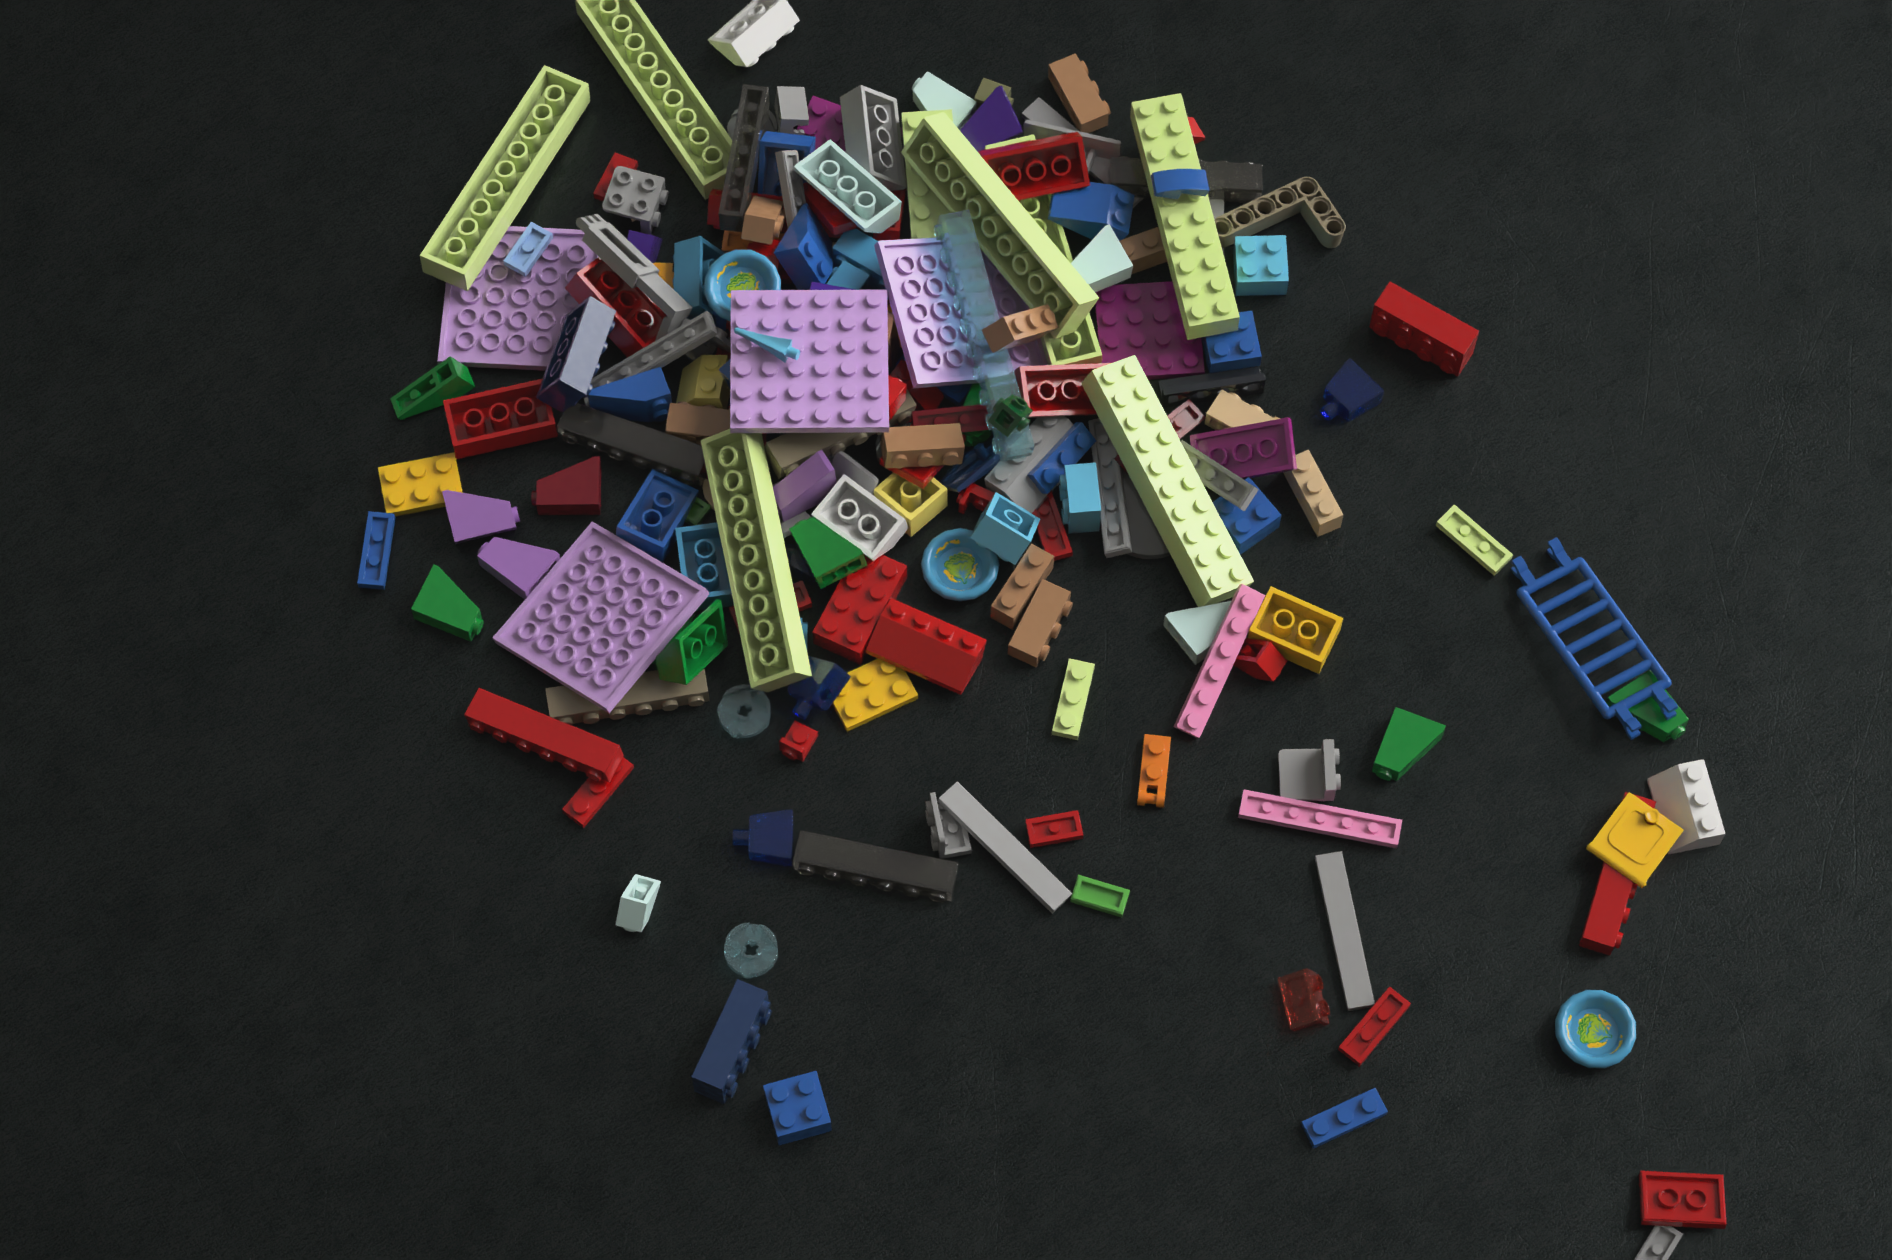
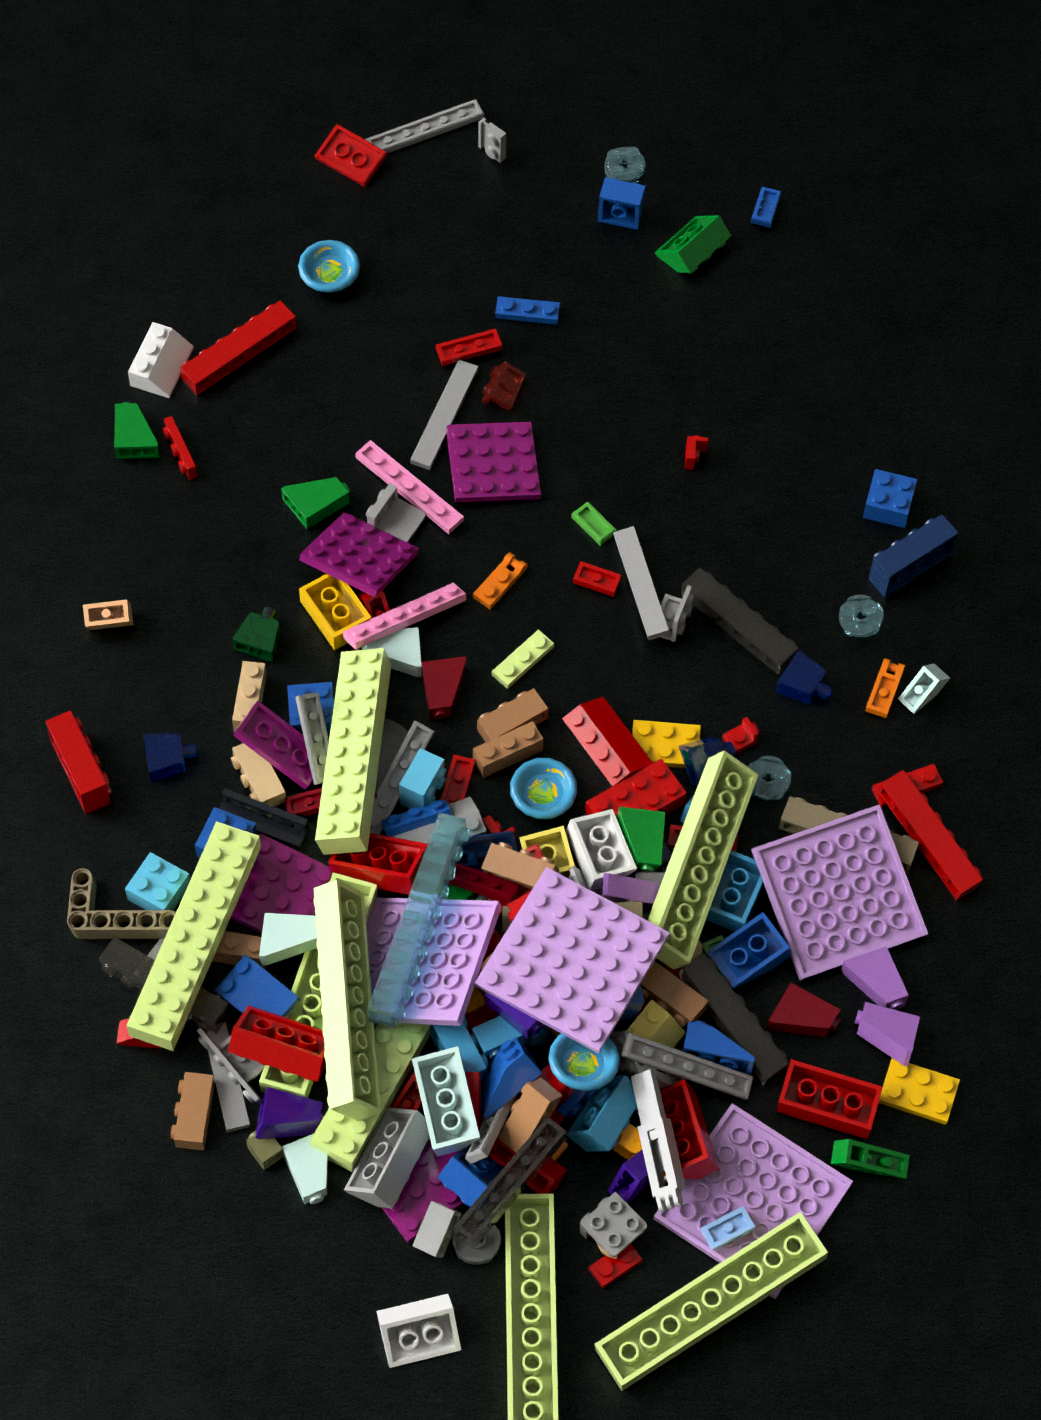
camera: 150 degrees left, 5 degrees down
(376, 550) = (982, 1054): blue plate -> none
(446, 606) = (950, 976): green slope -> none
(576, 354) = (745, 1095): brick -> none
(679, 880) = (884, 688): none -> orange plate
(694, 647) = (793, 819): green slope -> none
(779, 347) = (593, 970): medium azure piece -> none
(1005, 528) = (495, 786): medium azure brick -> none
(1010, 415) = (447, 828): dark green brick -> none
(1020, 328) = (391, 896): medium nougat brick -> none
(1047, 1037) = (693, 447): none -> red bracket
(1133, 617) = (442, 685): none -> dark red slope
(1178, 181) = (187, 939): blue slope -> none
(1253, 901) = (493, 462): none -> magenta plate
(1312, 697) = (359, 554): none -> magenta plate
(1351, 564) = (258, 635): none -> dark green torso
(1474, 540) = (160, 605): yellowish green plate -> none
(1513, 492) = (108, 614): none -> light nougat brick
(1587, 719) = (179, 448): none -> red plate
(1620, 709) = (161, 490): blue bar -> none
(1631, 843) = (216, 350): yellow container -> none

